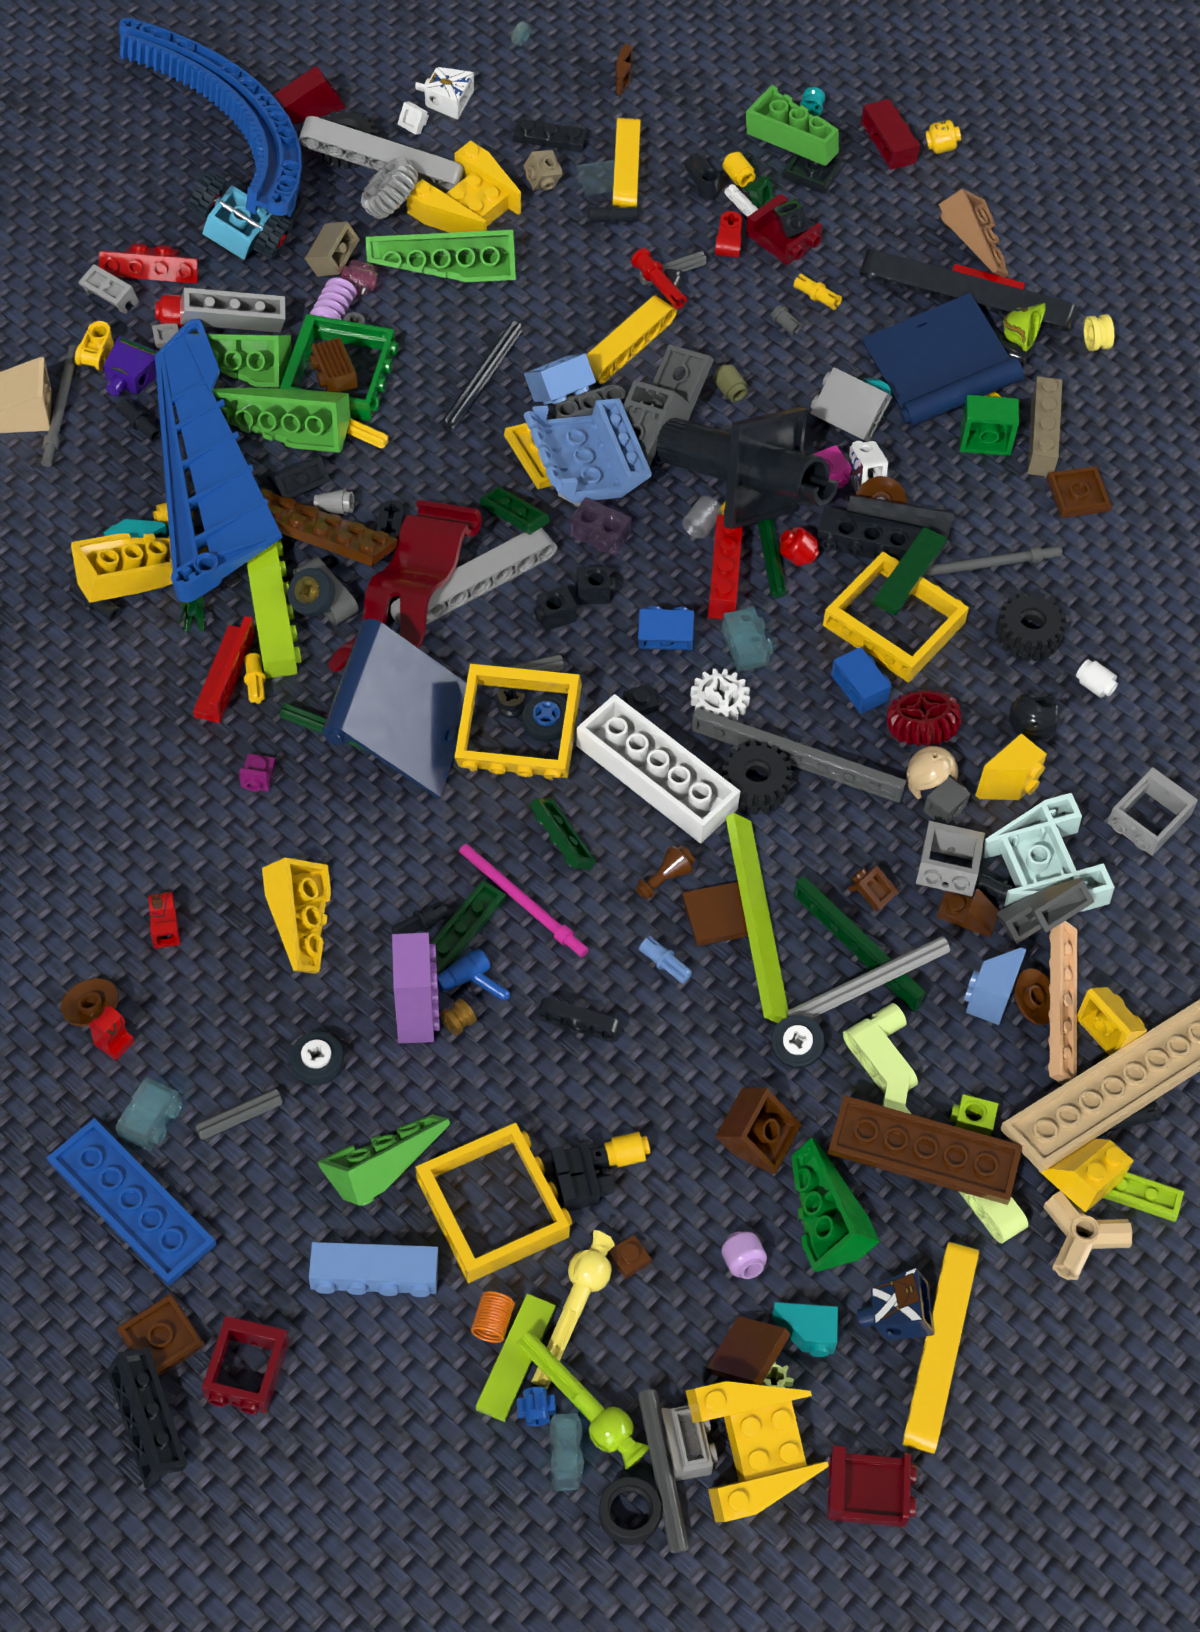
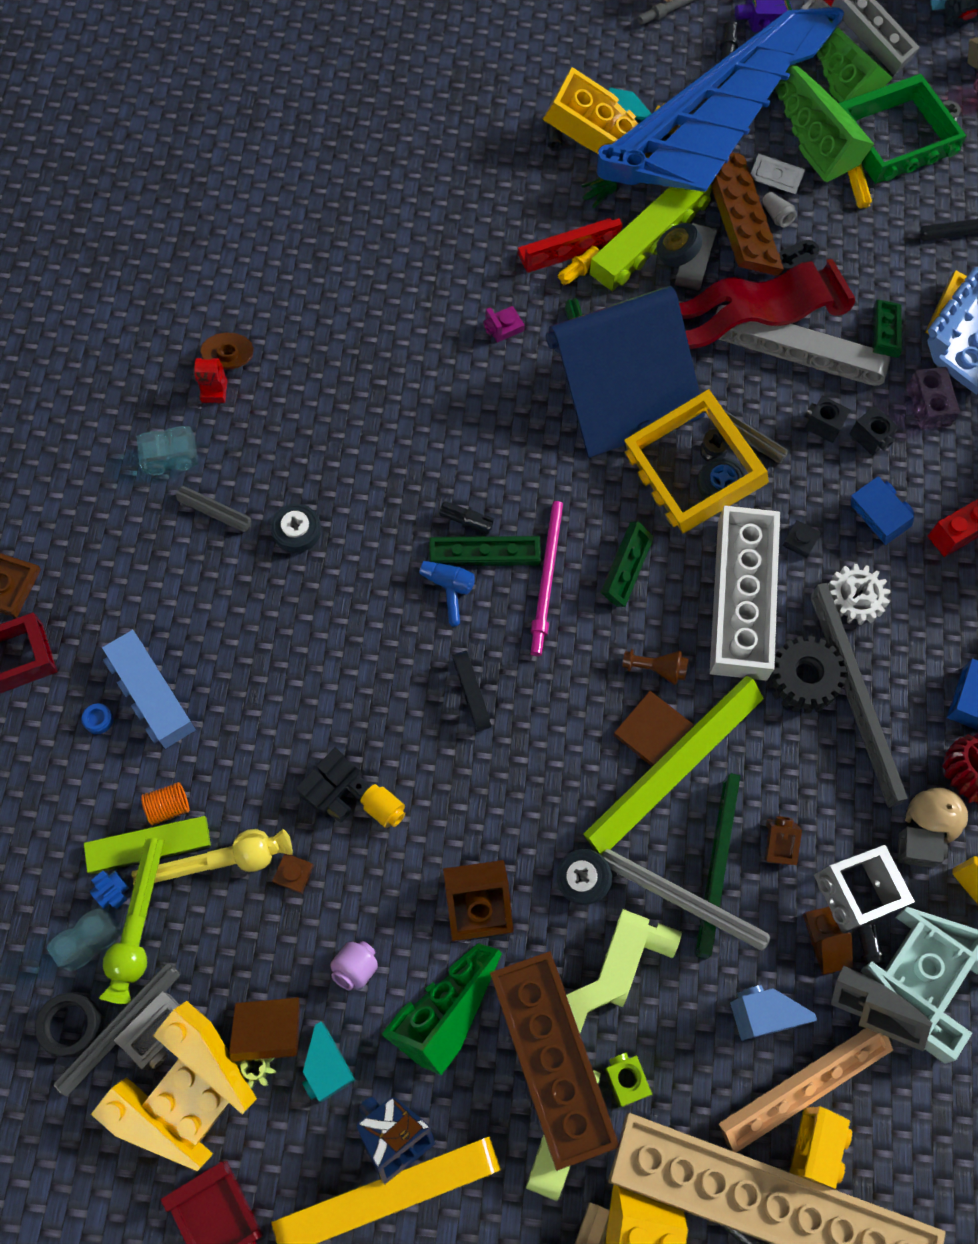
camera: 55 degrees right, 10 degrees up
(131, 1201) = (91, 490): blue plate -> none
(163, 920) = (331, 349): red leg -> none
(297, 901) = (410, 428): yellow wedge -> none
(333, 366) = (889, 118): reddish brown brick -> none
(334, 299) = (954, 83): lavender piece -> none
(364, 1331) = (97, 718): none -> blue tile
(371, 1169) = (229, 627): bright green wedge -> none
(415, 987) = (384, 546): medium lavender brick -> none
(458, 1017) = (404, 600): pearl gold wheel -> none
(516, 1250) = (223, 715): yellow window -> none
(665, 959) = (578, 719): medium blue axle -> none
(746, 639) = (931, 577): clear light blue brick -> none
(1033, 996) = (788, 1054): reddish brown dish -> none

